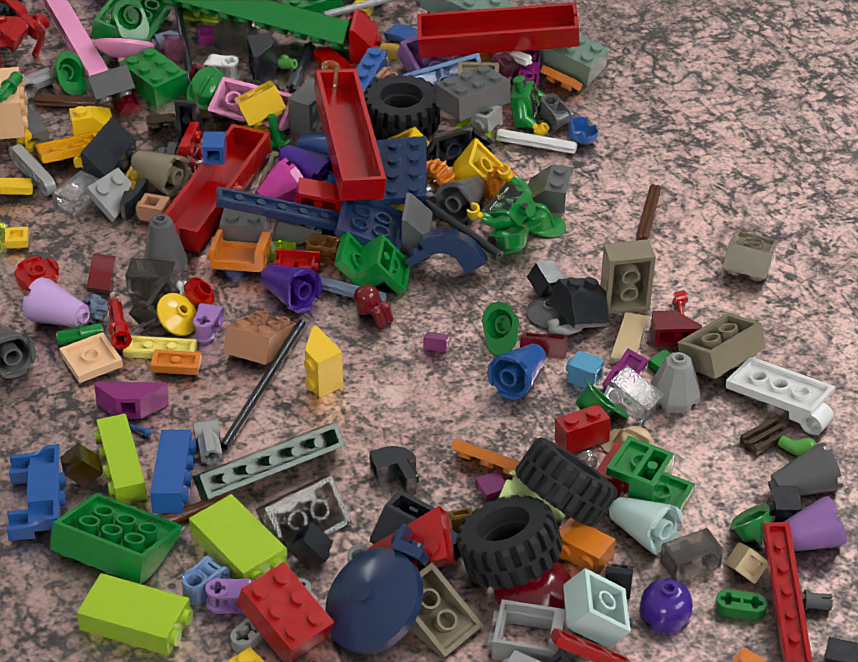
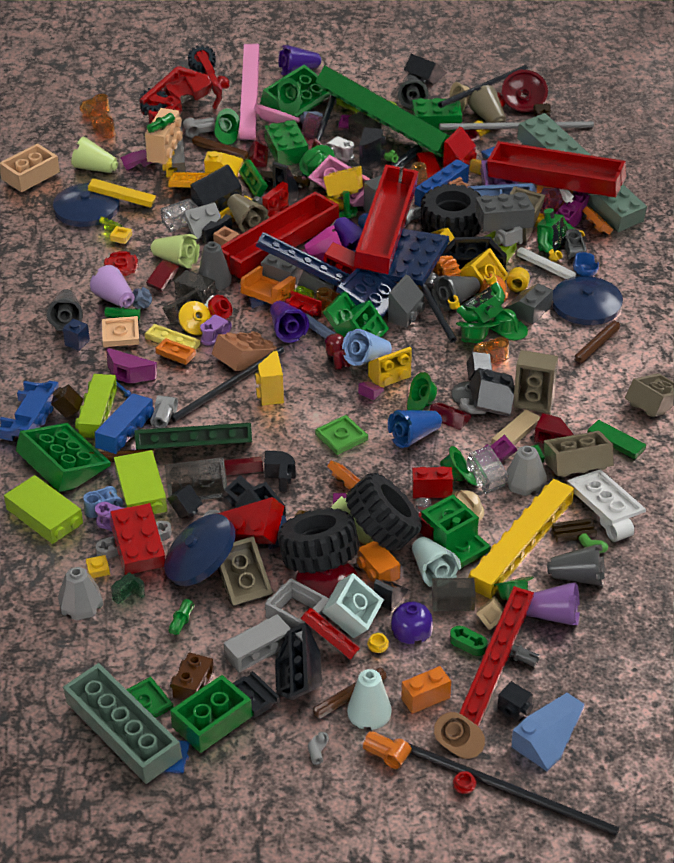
camera: 25 degrees right, 0 degrees up
(32, 169) = (160, 188): light grey beam -> none
(38, 377) = (76, 334): none -> dark blue brick
(101, 236) = (177, 249): none -> yellowish green cone
(110, 84) = (247, 140): dark grey slope -> none
(118, 327) = (149, 316): red pin -> none
(141, 128) = (253, 178): none -> green tile
(214, 148) = (287, 205): blue brick -> none
(352, 475) = (243, 466): none -> dark red slope
(365, 514) = (237, 487): none -> black brick
(405, 293) = (364, 347): none -> light blue cone
(412, 549) = (235, 516): dark blue bracket -> none
(437, 404) = (341, 434): none -> bright green tile
(447, 307) = (391, 367): none -> yellow slope
(448, 242) = (421, 321): dark blue arch -> none
(521, 164) = (518, 279): none -> yellow head
(550, 249) = (497, 348): none -> clear orange piece
(584, 367) = (465, 440): dark azure brick -> none
(607, 170) = (587, 300): none -> dark blue dish
(644, 644) = (378, 643): none -> yellow plate
(679, 299) = (576, 412): red hand -> none
(717, 310) = (620, 440): none -> green tile
(720, 463) = (521, 537): none -> yellow brick
(784, 503) = (548, 578): black brick -> none

